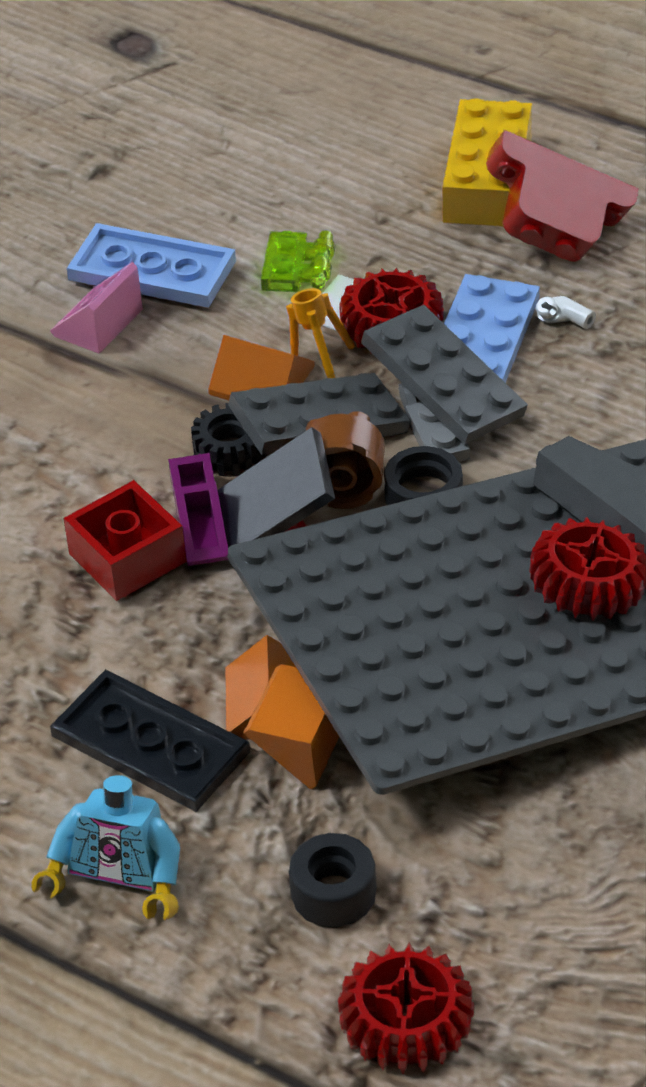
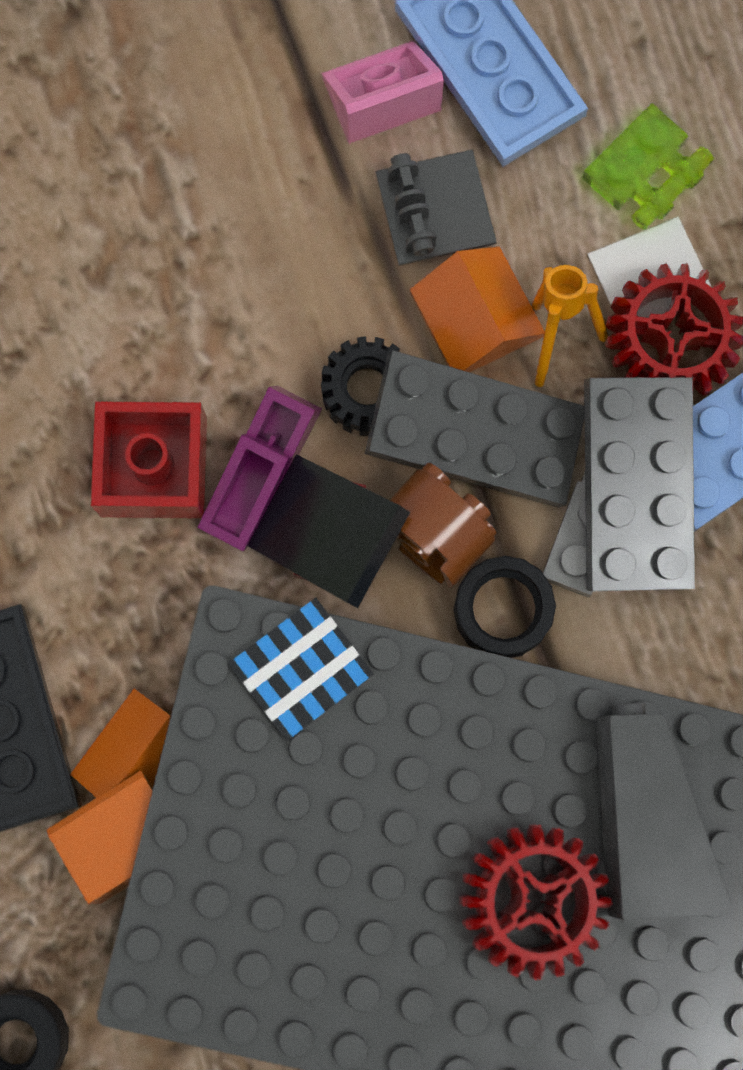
camera: 35 degrees right, 35 degrees up
(181, 344) = (435, 206): none -> dark grey hinge
(329, 549) = (301, 669): none -> sticker

